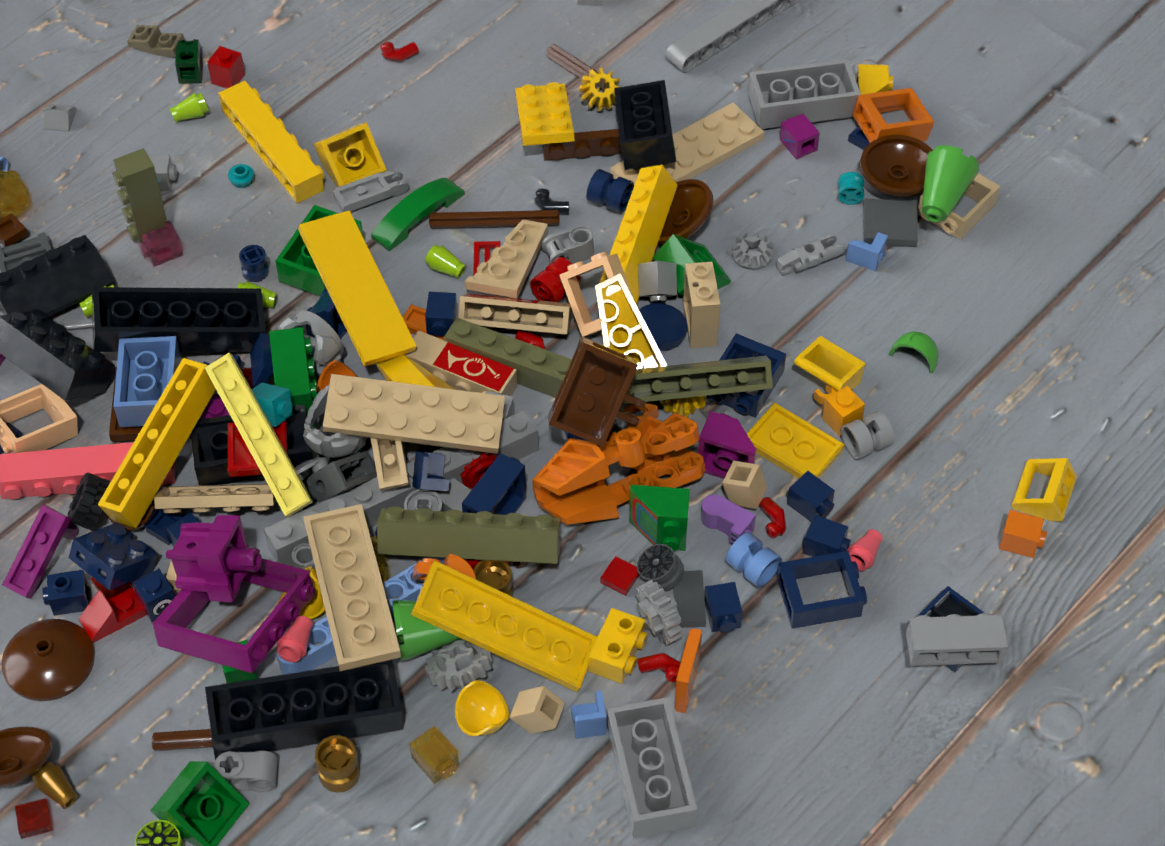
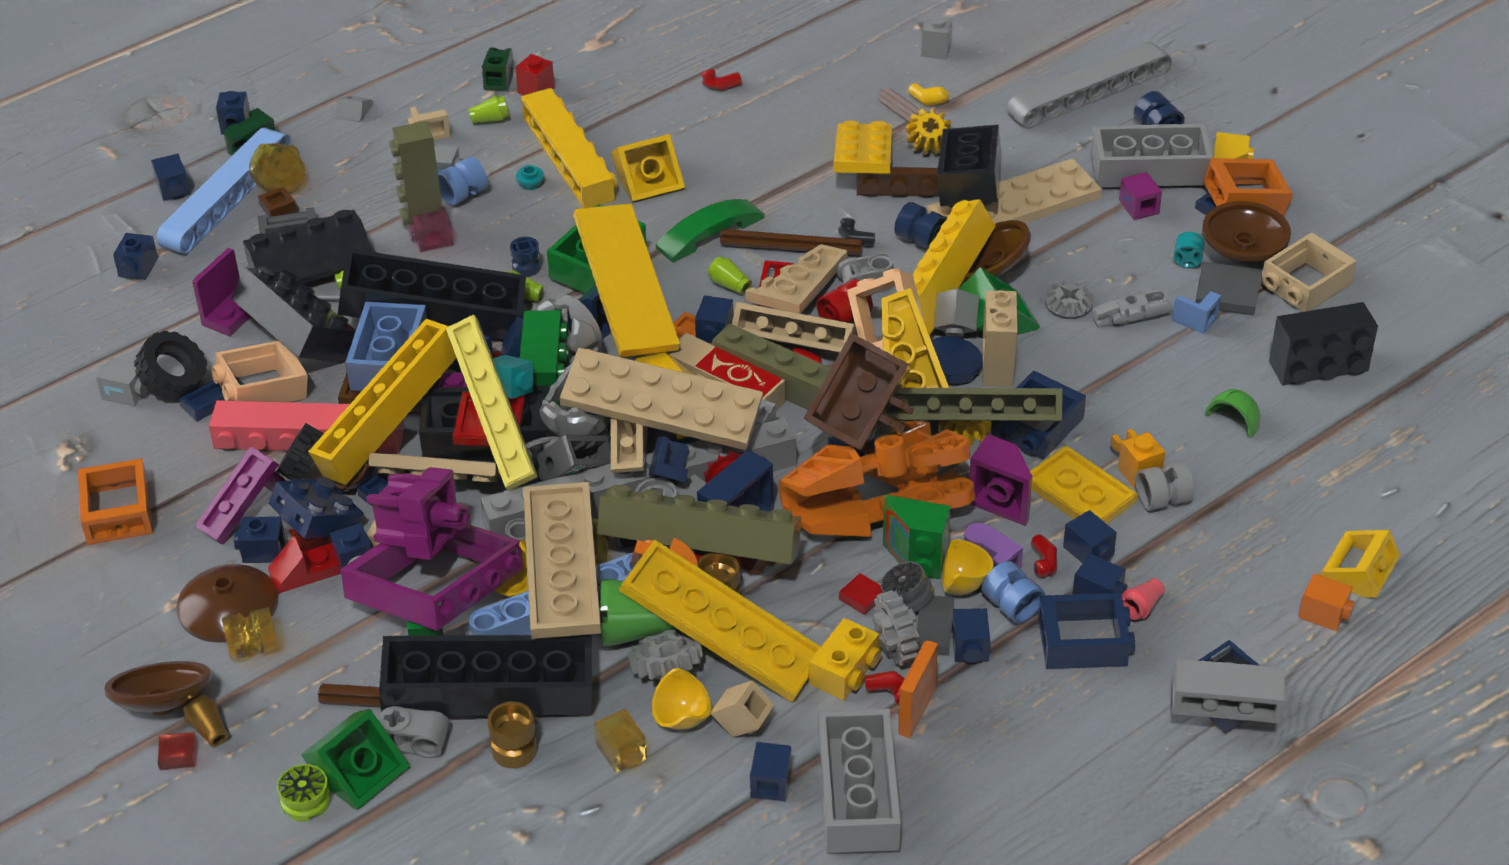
camera: 10 degrees right, 10 degrees down
(77, 692) = (249, 633): none -> clear yellow wheel
(135, 131) = (436, 121): none -> tan bracket
(151, 40) = (464, 48): dark tan slope -> none
(180, 188) = (462, 181): none -> medium blue wheel
(295, 640) = (489, 606): coral cone -> none
(370, 190) = (666, 201): light grey hinge -> none
(572, 767) = (770, 771): none -> dark blue panel
(589, 718) = (800, 728): medium blue panel -> none
(592, 49) = (929, 96): none -> yellow arm
(708, 540) = (965, 567): none -> yellow helmet
(745, 484) = (1017, 516): tan brick -> none
(802, 48) = (1157, 110): none -> dark blue wheel
(831, 364) = (1136, 412): yellow tile -> none
(946, 180) = (1294, 243): bright green cone -> none
(983, 275) = (1323, 343): none -> black brick

